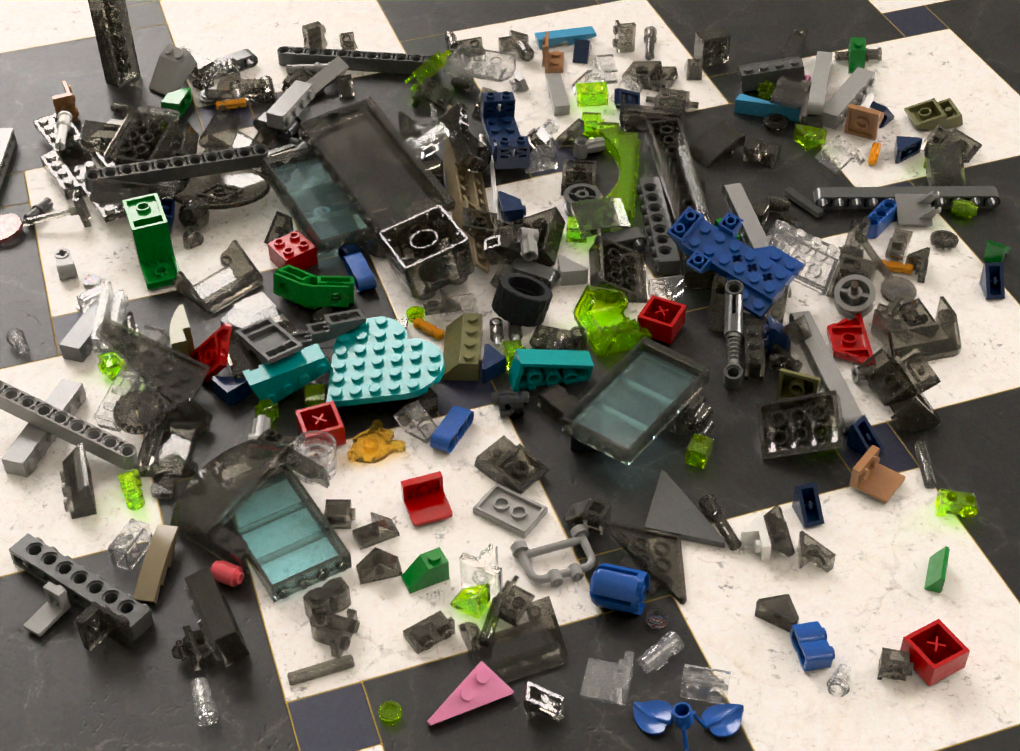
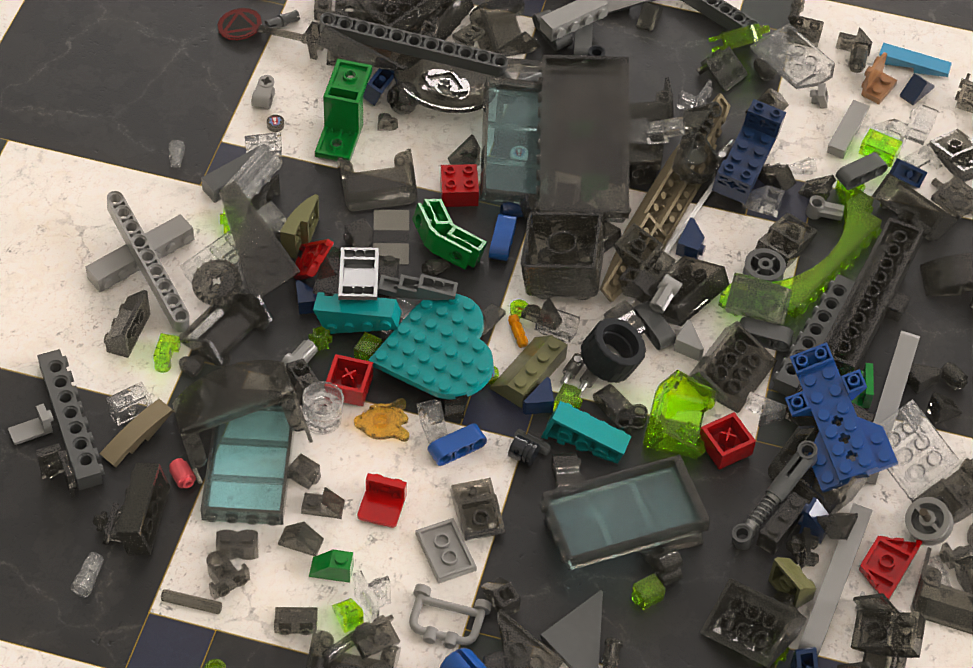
camera: 30 degrees right, 10 degrees up
(596, 107) = (861, 171): none -> dark grey beam

